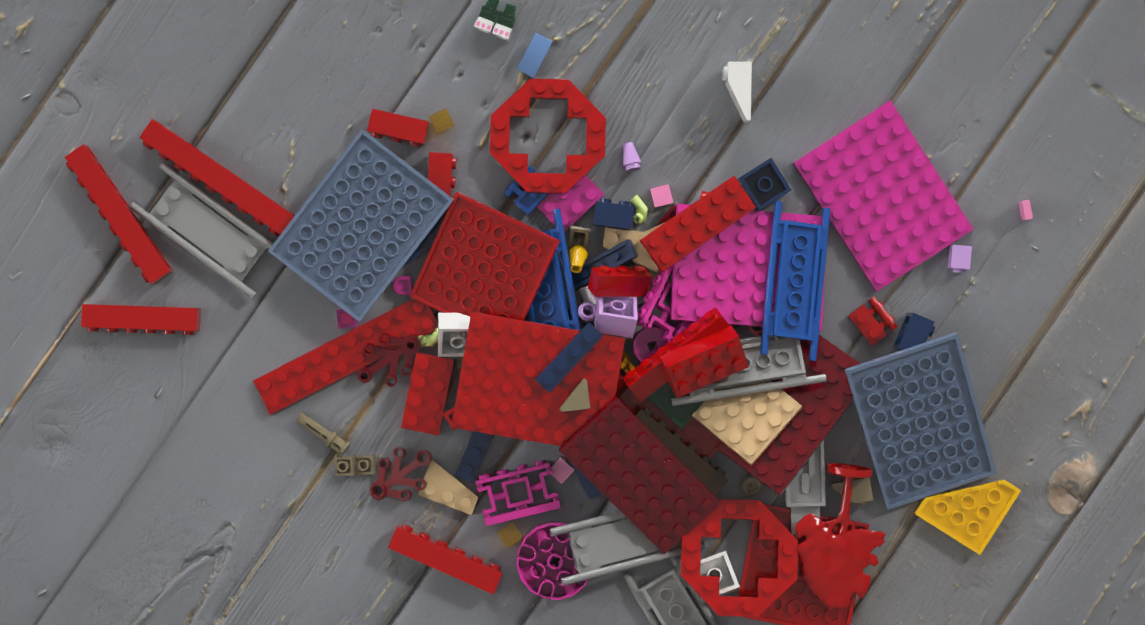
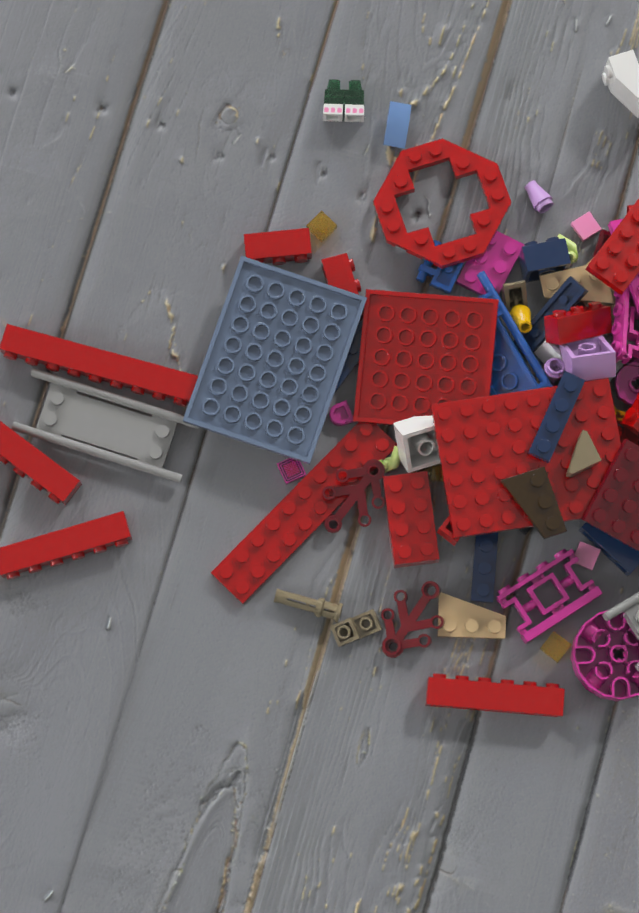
camera: 20 degrees left, 10 degrees down
(527, 419) = (536, 498): none -> dark brown wing

